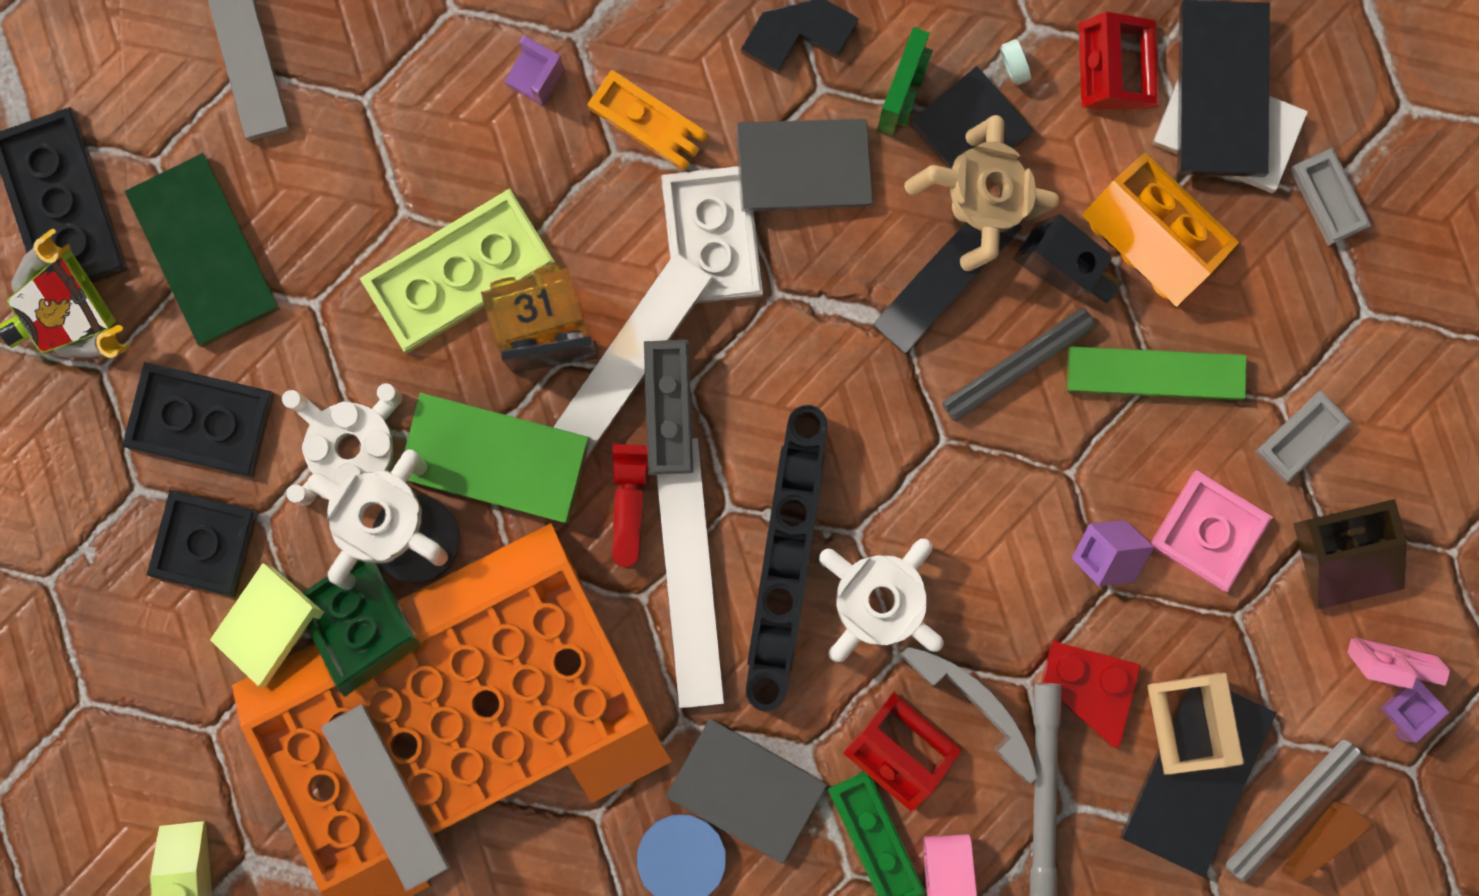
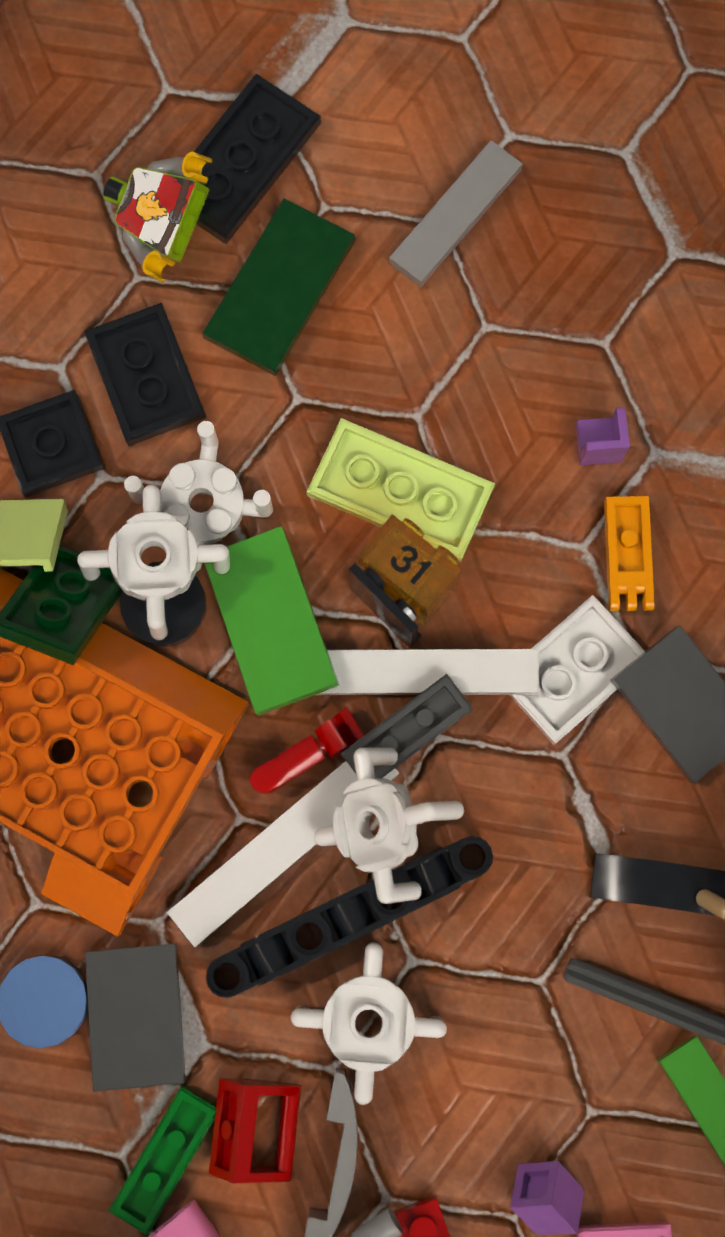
camera: 55 degrees right, 5 degrees down
(742, 466) = (396, 819): none -> white plate

